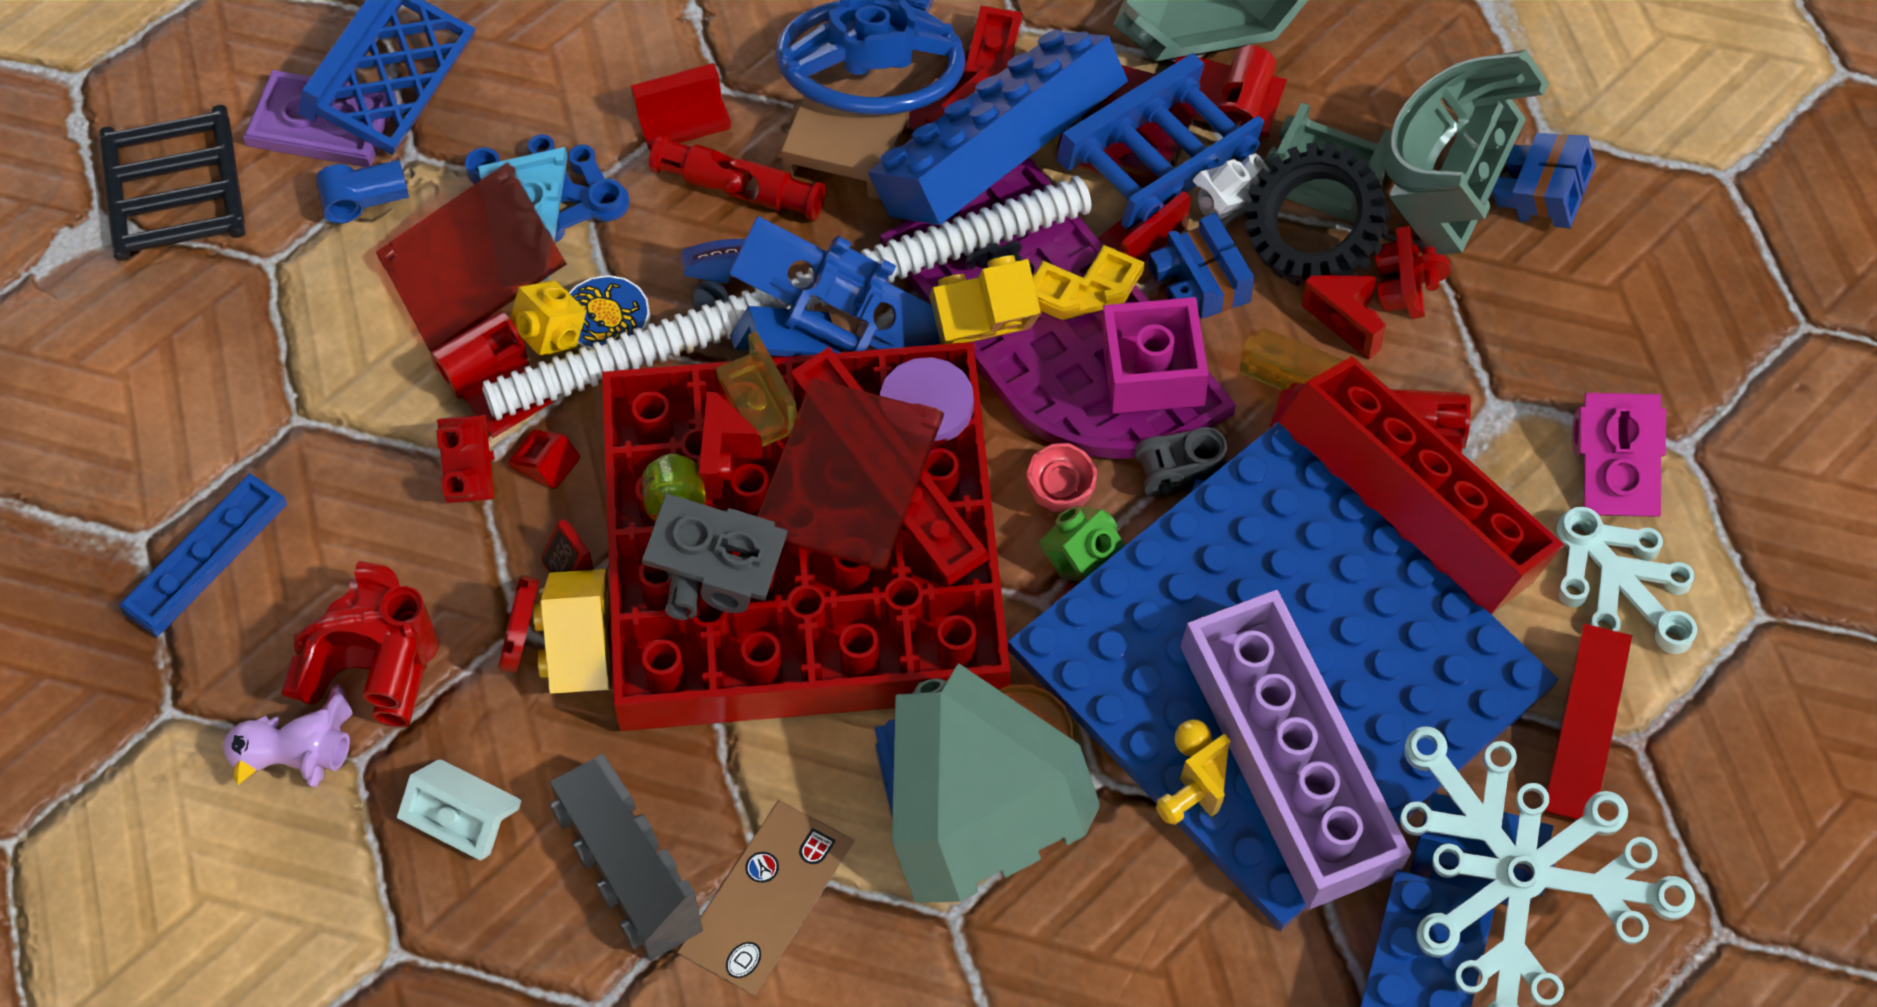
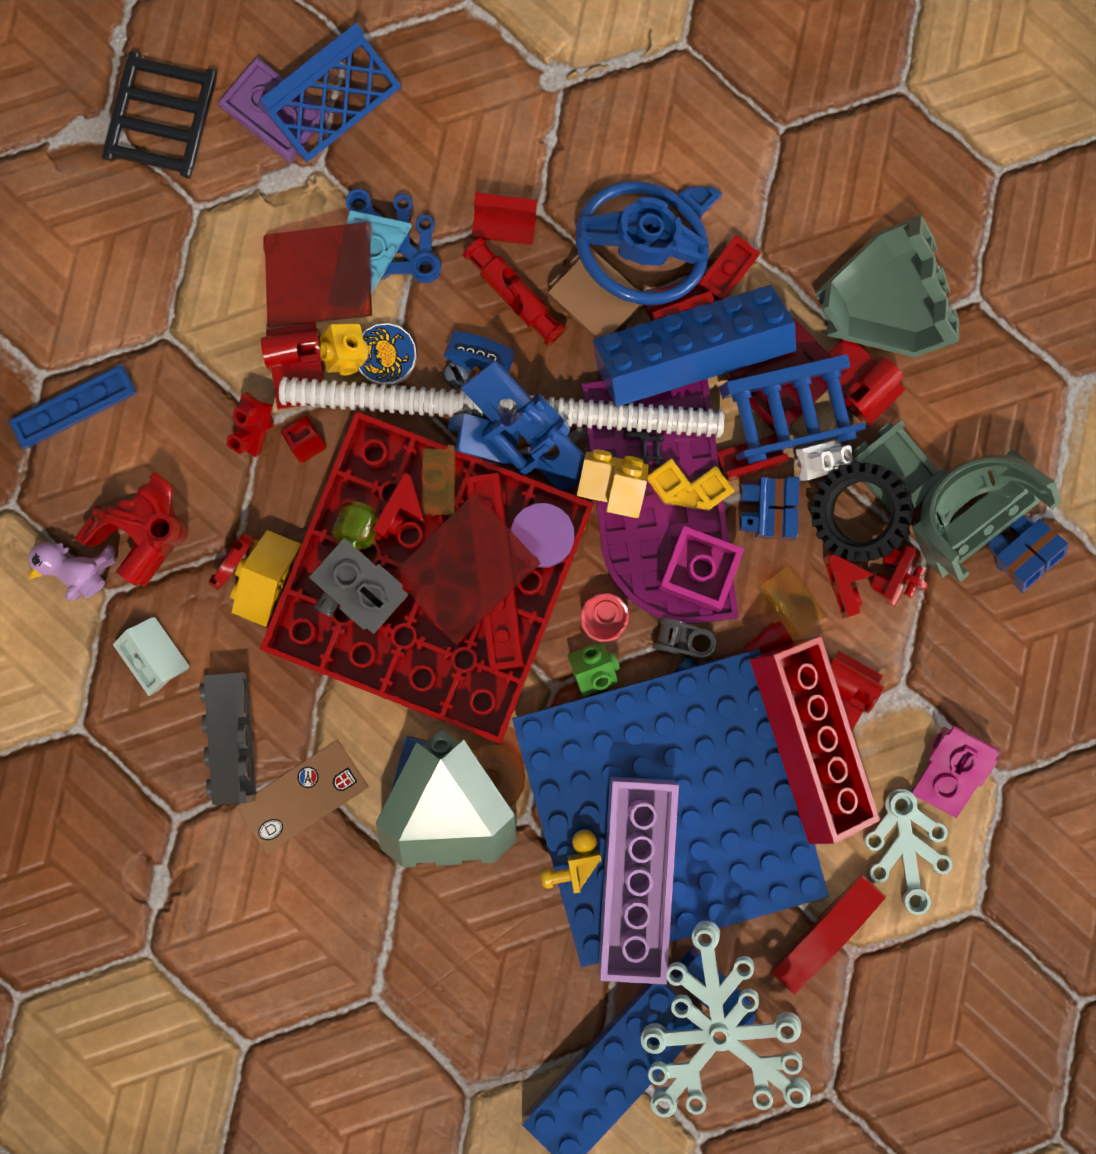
camera: 20 degrees right, 25 degrees up
(348, 191) = (266, 181): blue piece -> none
(566, 550) = (285, 519): slope -> none

